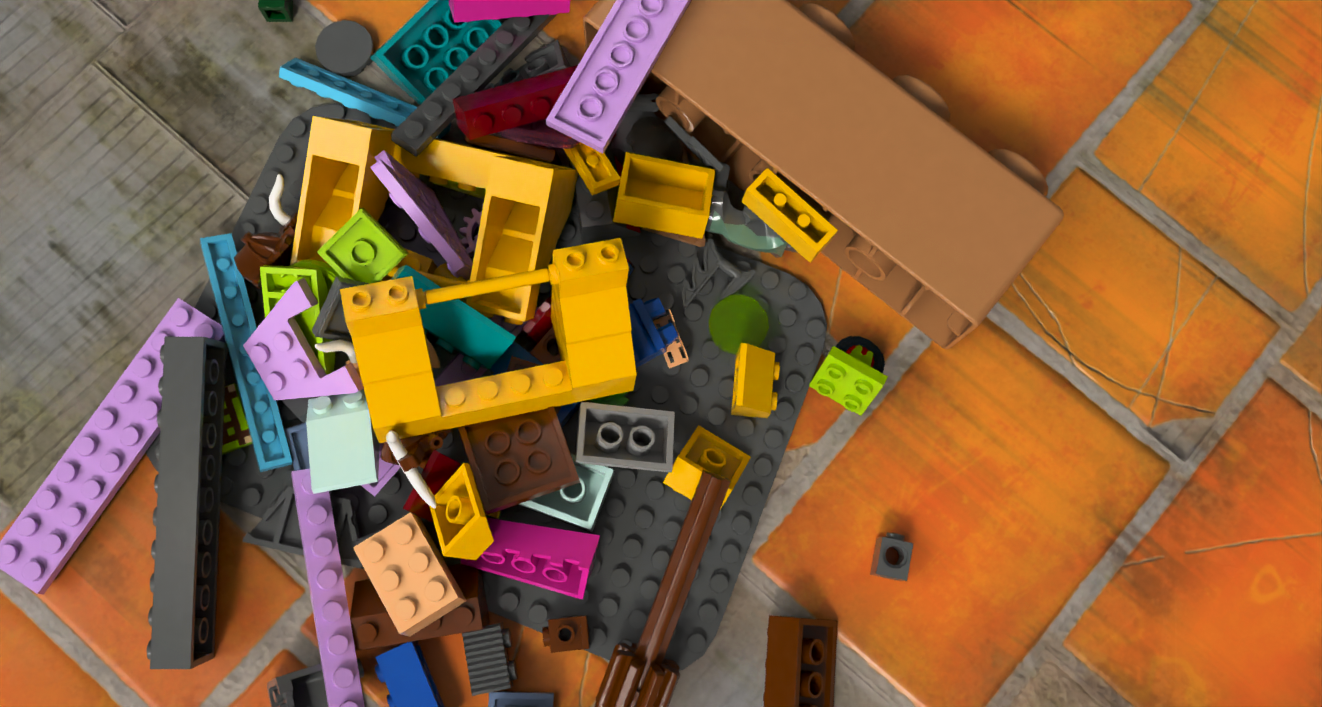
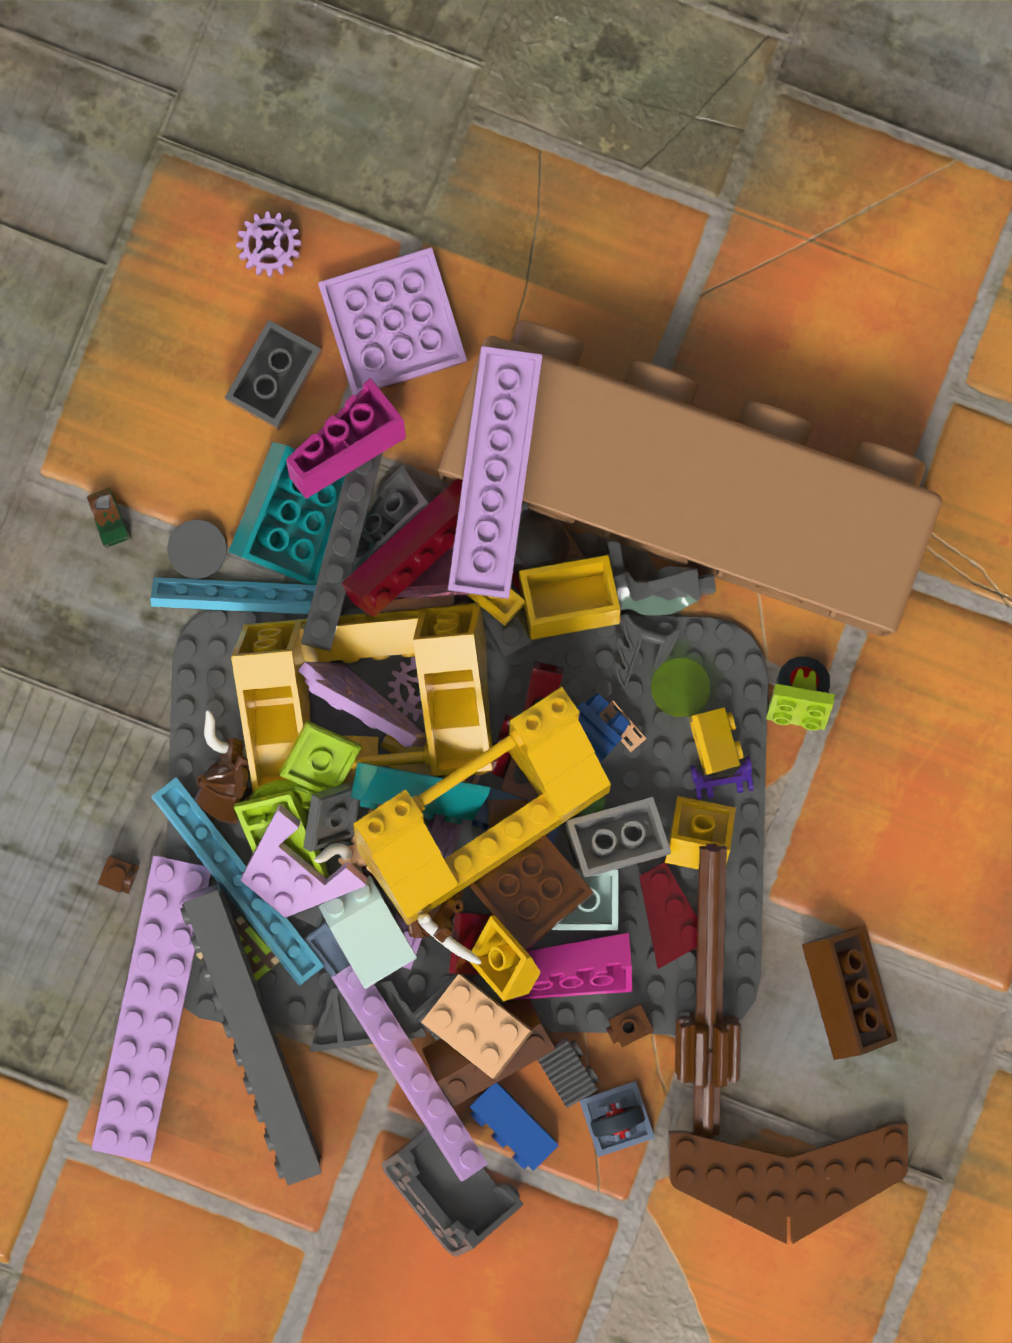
camera: 15 degrees left, 10 degrees up
(139, 304) = (118, 874): none -> reddish brown brick
(647, 537) = (668, 915): none -> dark red wing
(694, 145) = (580, 535): dark grey piece -> none
(728, 419) = (740, 775): none -> dark purple piece
(789, 215) = (693, 582): yellow brick -> none
(881, 567) = (904, 862): dark grey brick -> none

